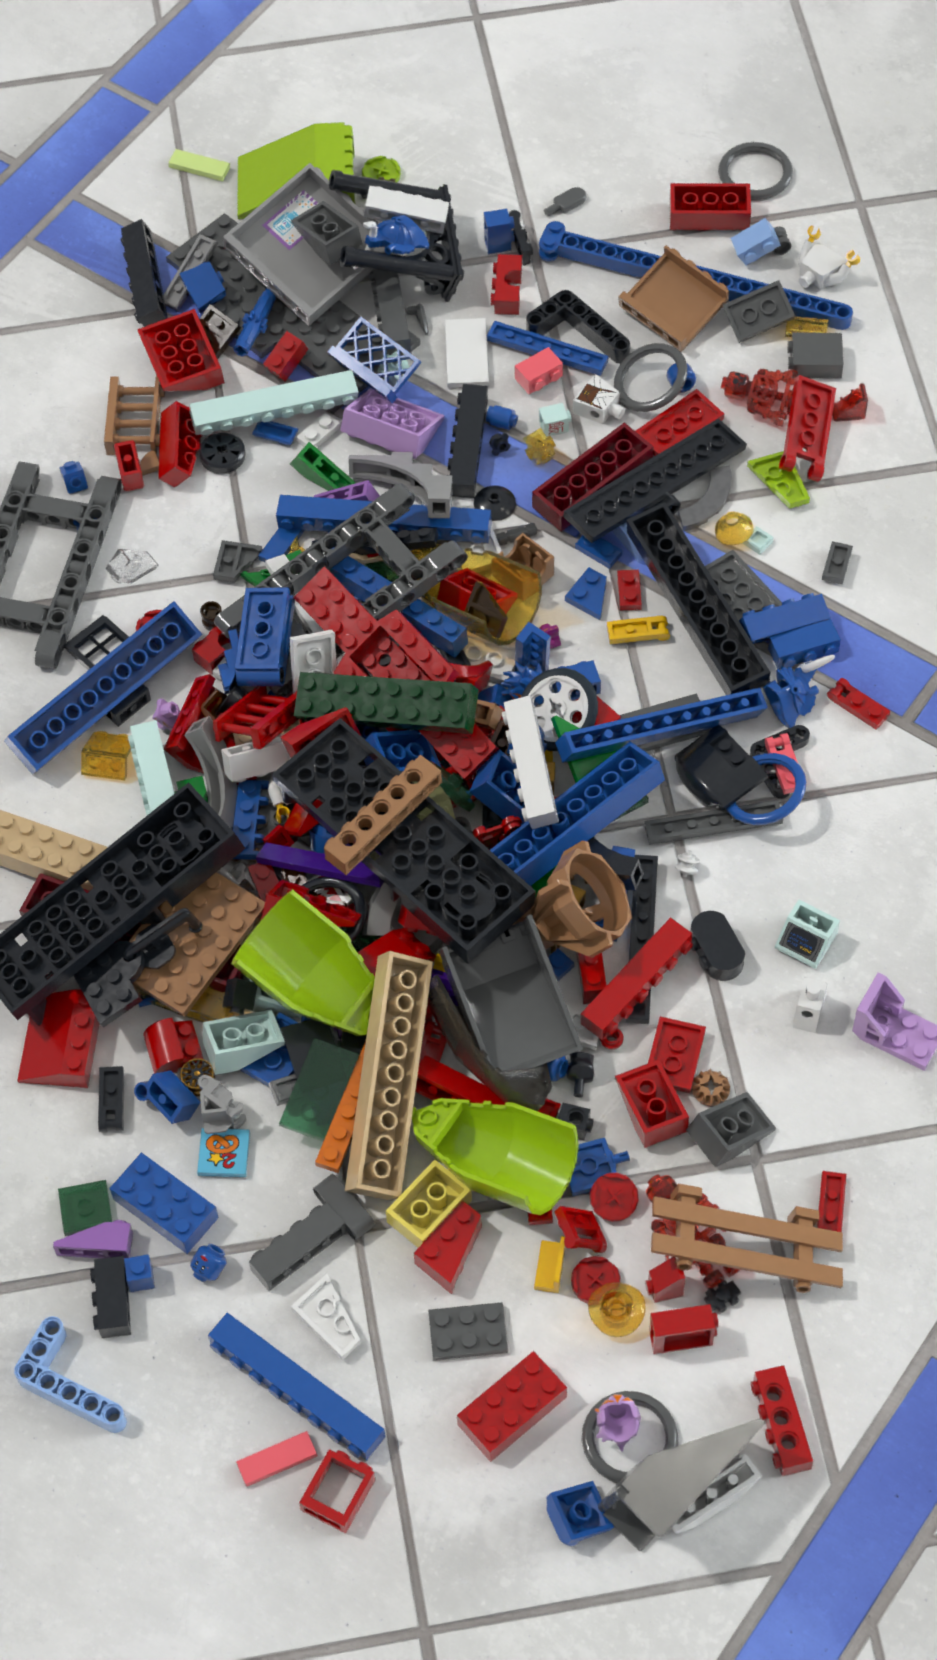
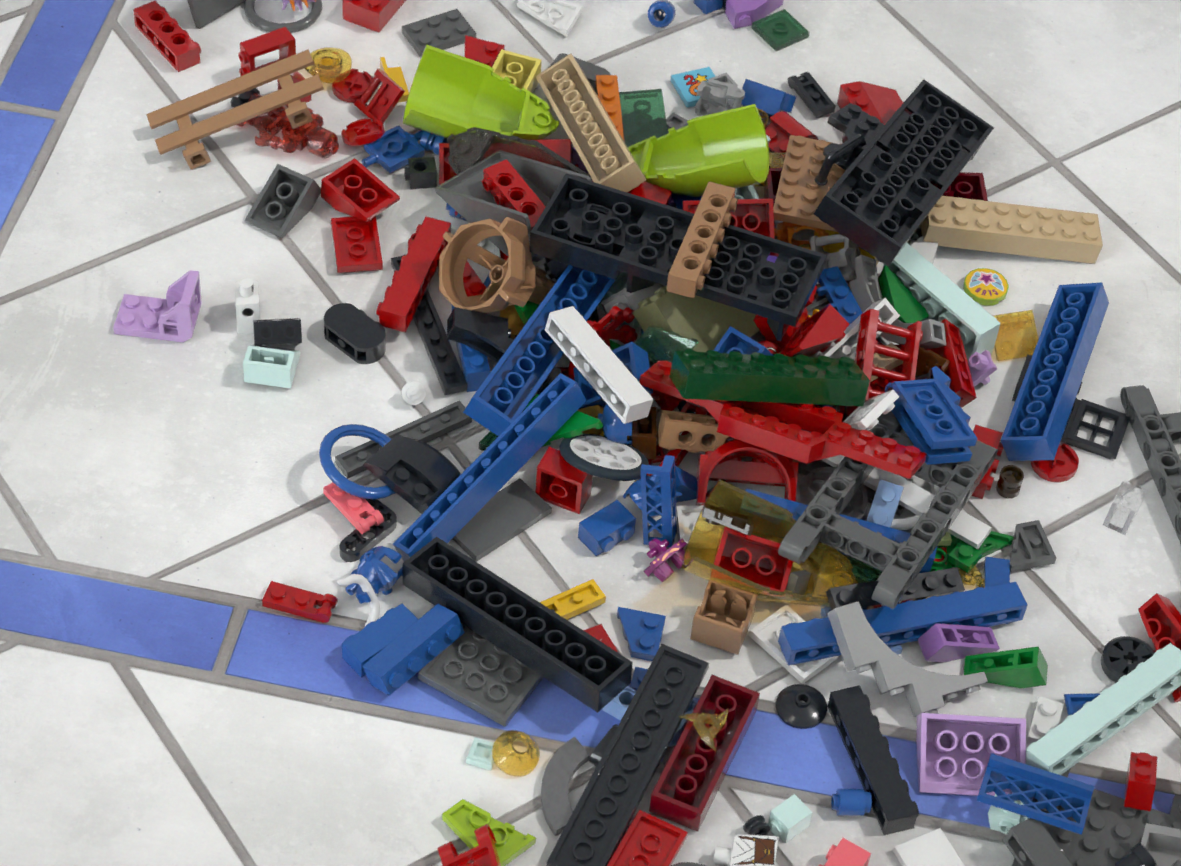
camera: 150 degrees right, 10 degrees down
(94, 814) = (985, 286): none -> tile
(164, 1203) = (720, 38): blue brick -> none
(297, 1246) = (603, 37): dark grey brick -> none
(499, 443) = (835, 768): black plate -> none
(511, 1030) = (512, 191): none -> red brick
(512, 534) = (756, 671): dark grey axle -> none
(539, 447) = (786, 771): clear yellow brick -> none
(580, 1071) = (434, 209): black piece -> none
(581, 422) = (756, 826): none -> black bush
(581, 476) = (705, 733): none -> clear yellow piece
(703, 1094) = (310, 238): medium nougat gear -> none
(791, 968) = (277, 331): none -> black brick
(831, 1201) = (176, 179): red tile -> none
(837, 562) = (380, 749): dark grey plate -> none

